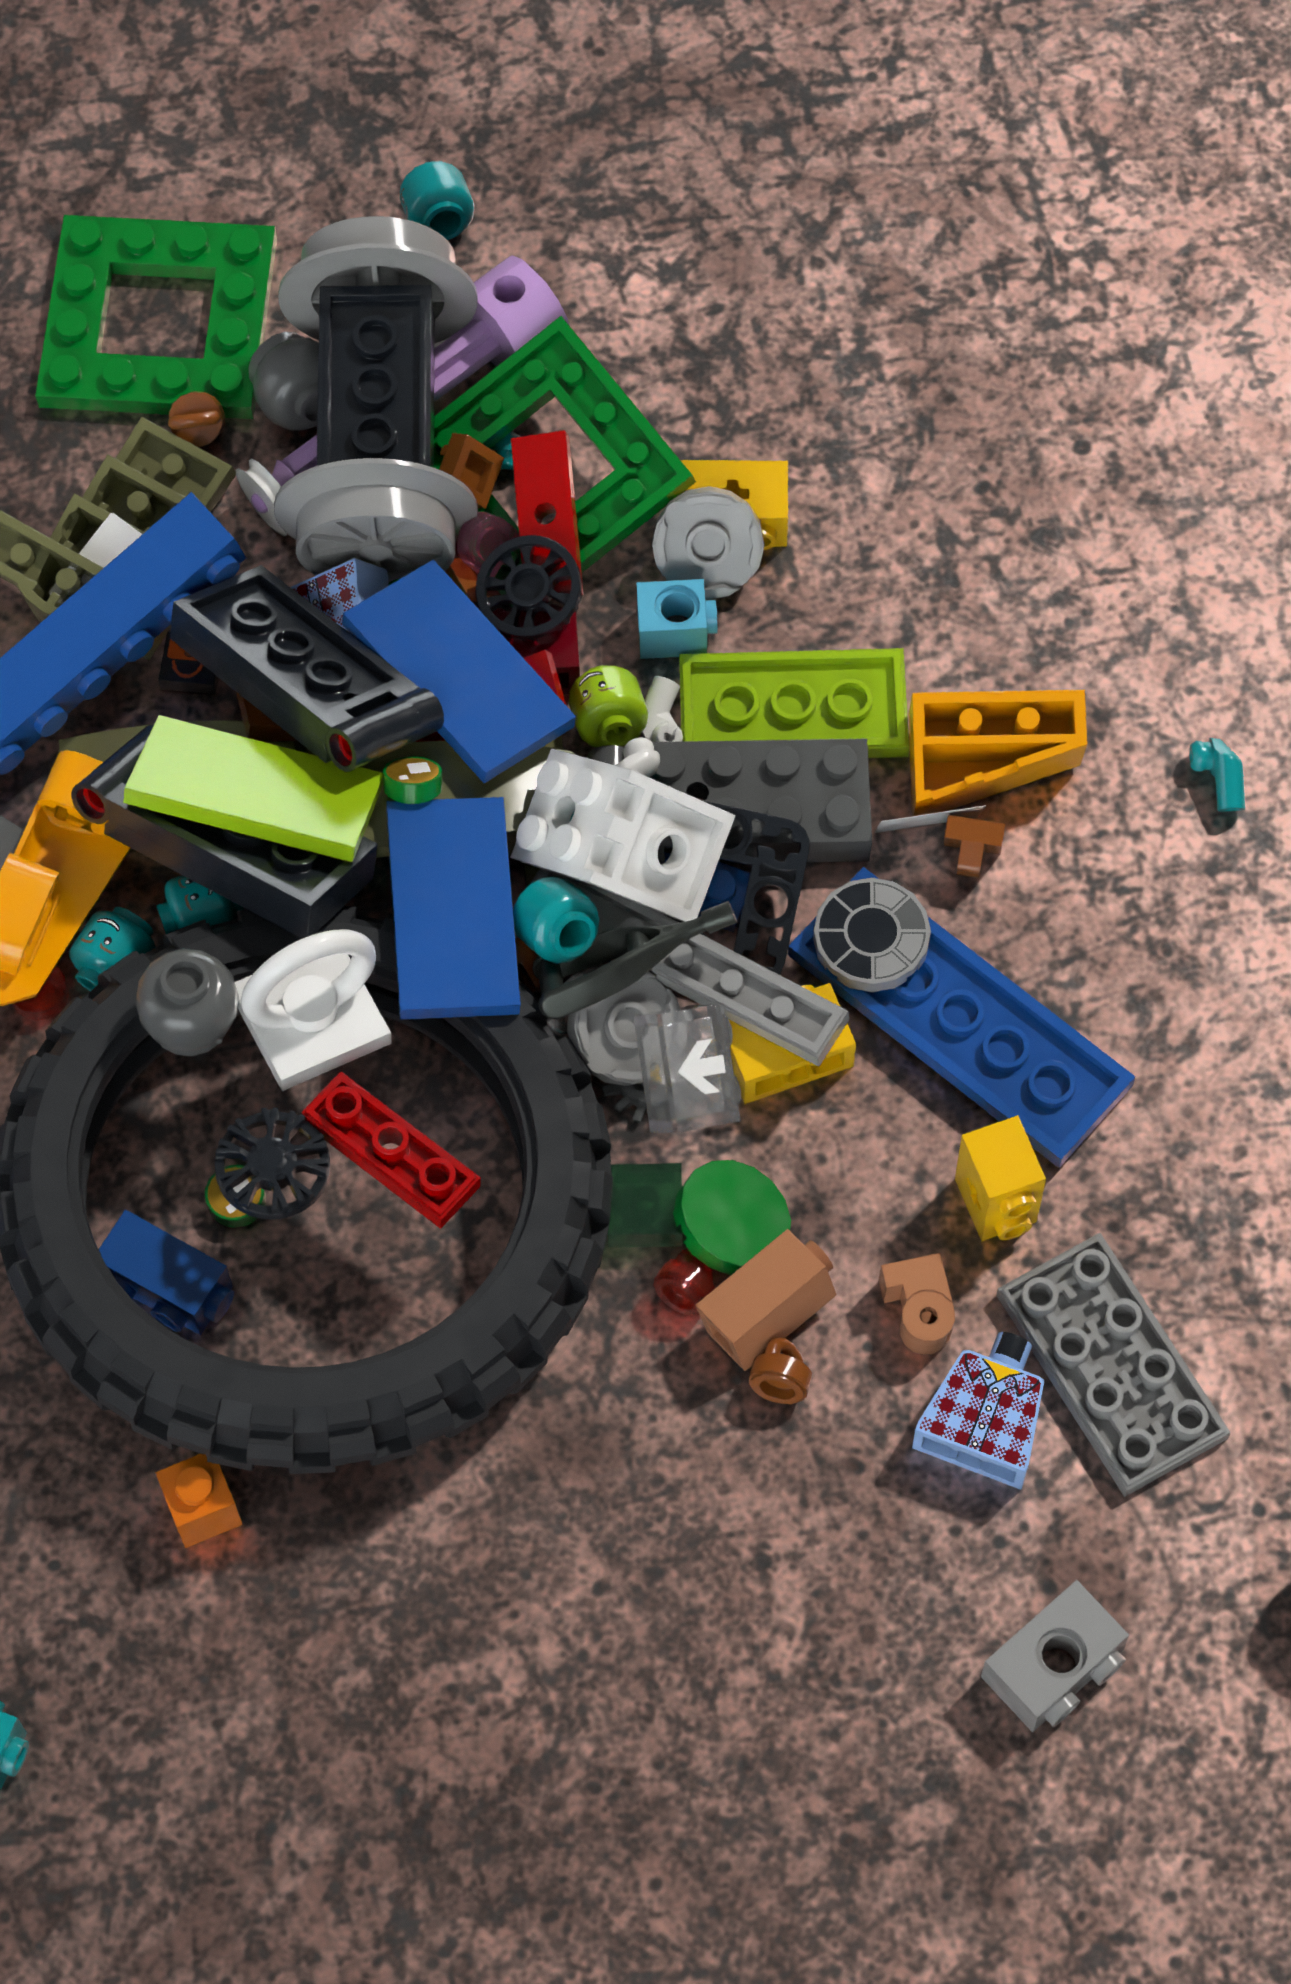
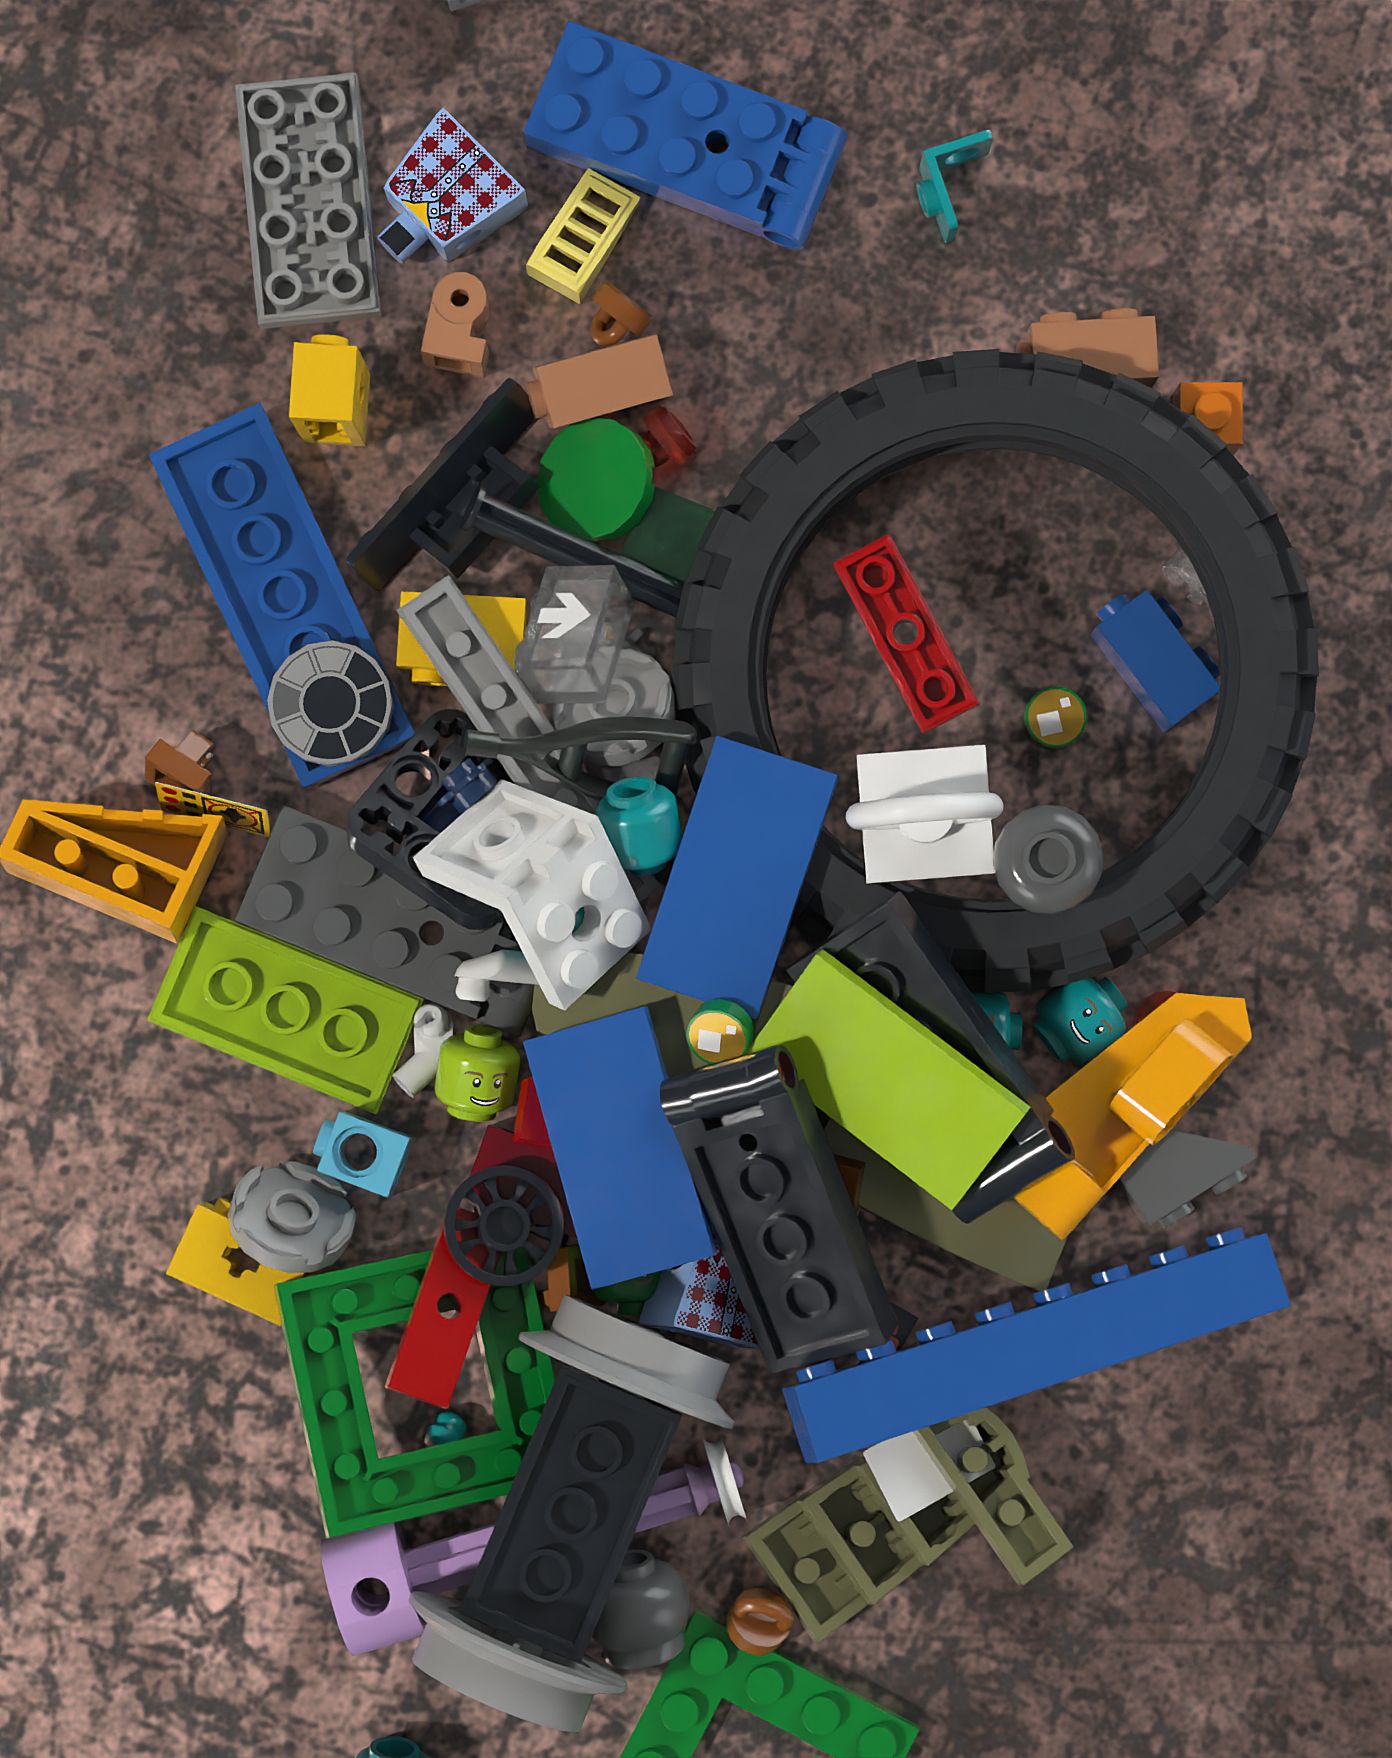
camera: 155 degrees left, 20 degrees up
(272, 1164) = (1027, 662): black wheel -> none
(332, 1516) = (1113, 344): none -> nougat brick
(472, 465) = (507, 1399): dark orange tile -> none
(480, 537) = (521, 1309): clear pink tile -> none
(542, 1606) = (932, 189): none -> teal bracket
(718, 894) = (467, 784): none -> dark blue plate
(728, 1141) = (568, 549): none -> black axle
(830, 1551) = (651, 127): none -> blue hinge
(843, 1153) = (433, 506): none -> black bracket
(850, 1382) = (560, 278): none -> light yellow slope

